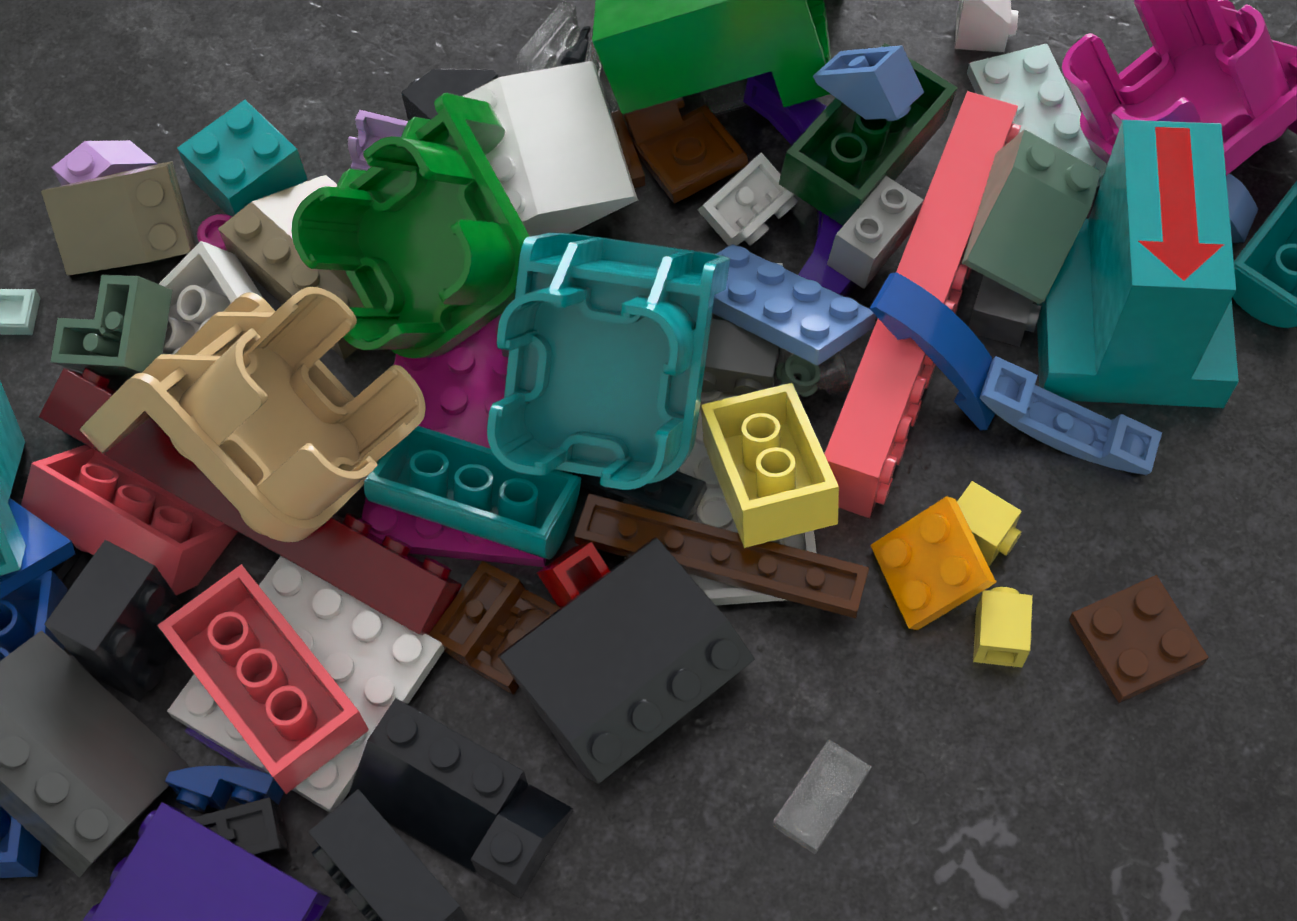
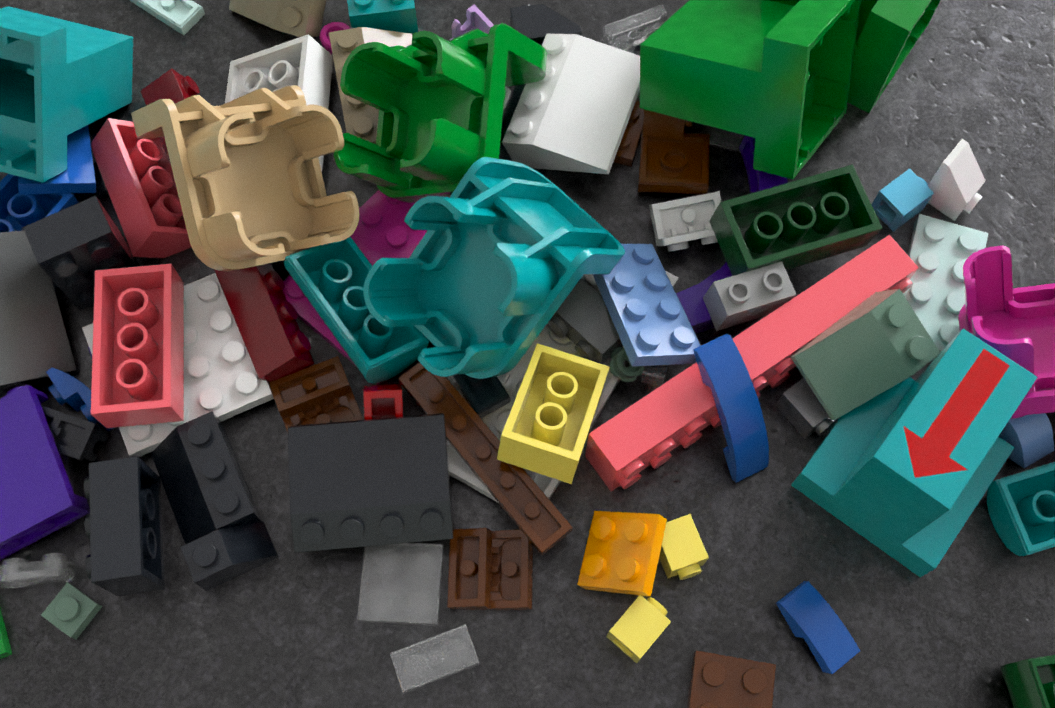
camera: 30 degrees right, 5 degrees up
(125, 330) = (226, 65): sand green brick -> none
(730, 746) = (401, 584): none -> clear plate
(810, 672) = (490, 570): none -> reddish brown slope
(872, 81) = (816, 188): medium blue slope -> none
(945, 51) = (902, 199): none -> medium azure brick
(1066, 425) = (792, 515): medium blue slope -> none
(1163, 507) = (819, 625): none -> blue slope

